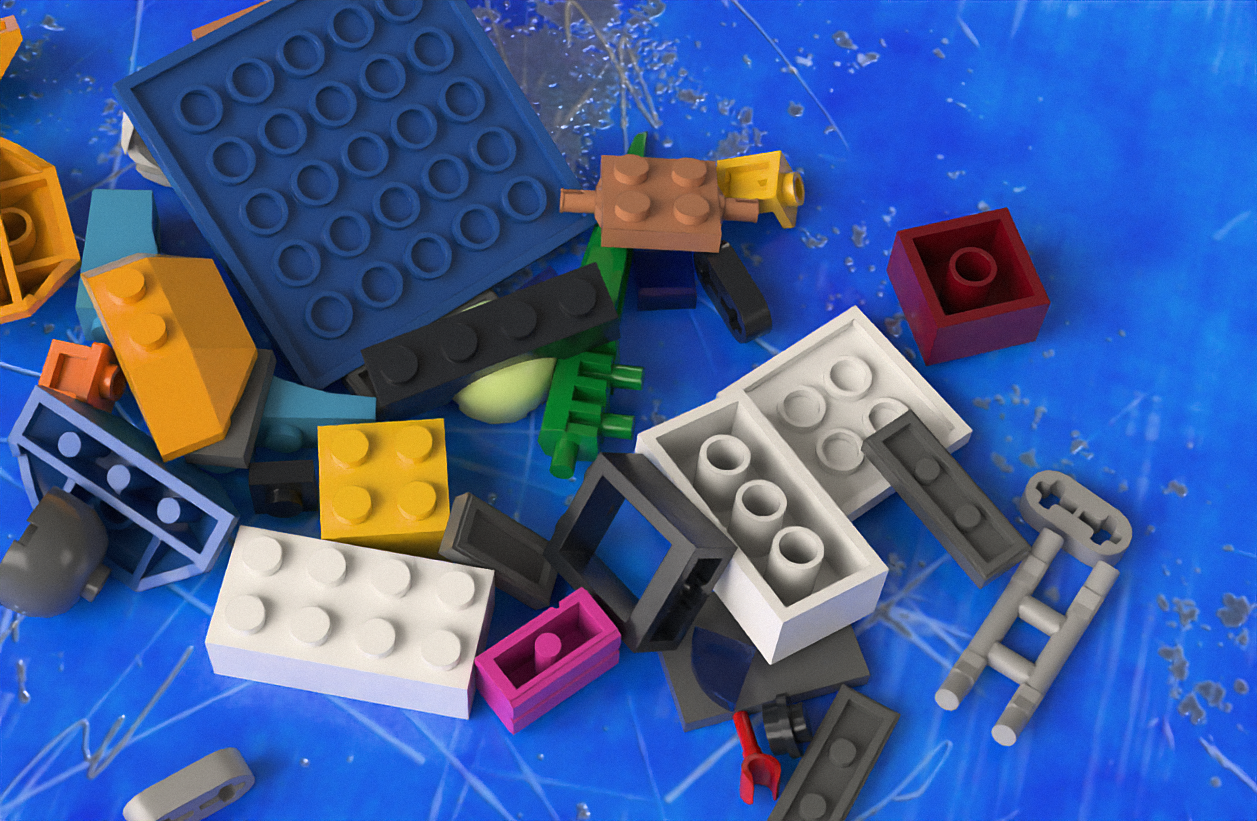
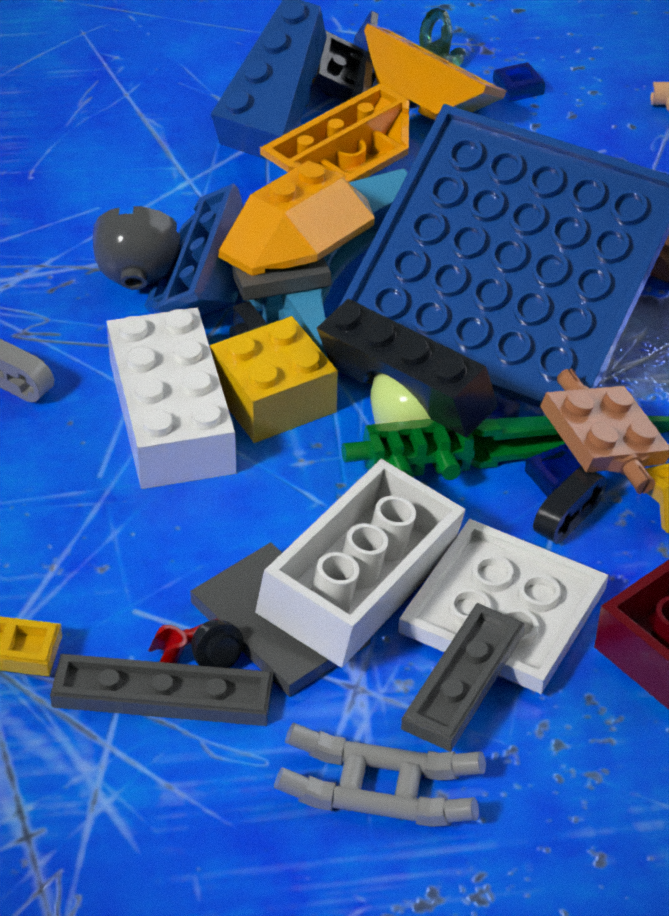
camera: 70 degrees right, 15 degrees down
(493, 541) = (261, 443): dark grey tile -> none
(547, 660) = (190, 491): dark pink brick -> none
(684, 576) = (291, 496): black window -> none
(720, 666) = (239, 592): clear blue tile -> none
(1076, 517) = (524, 786): light grey beam -> none

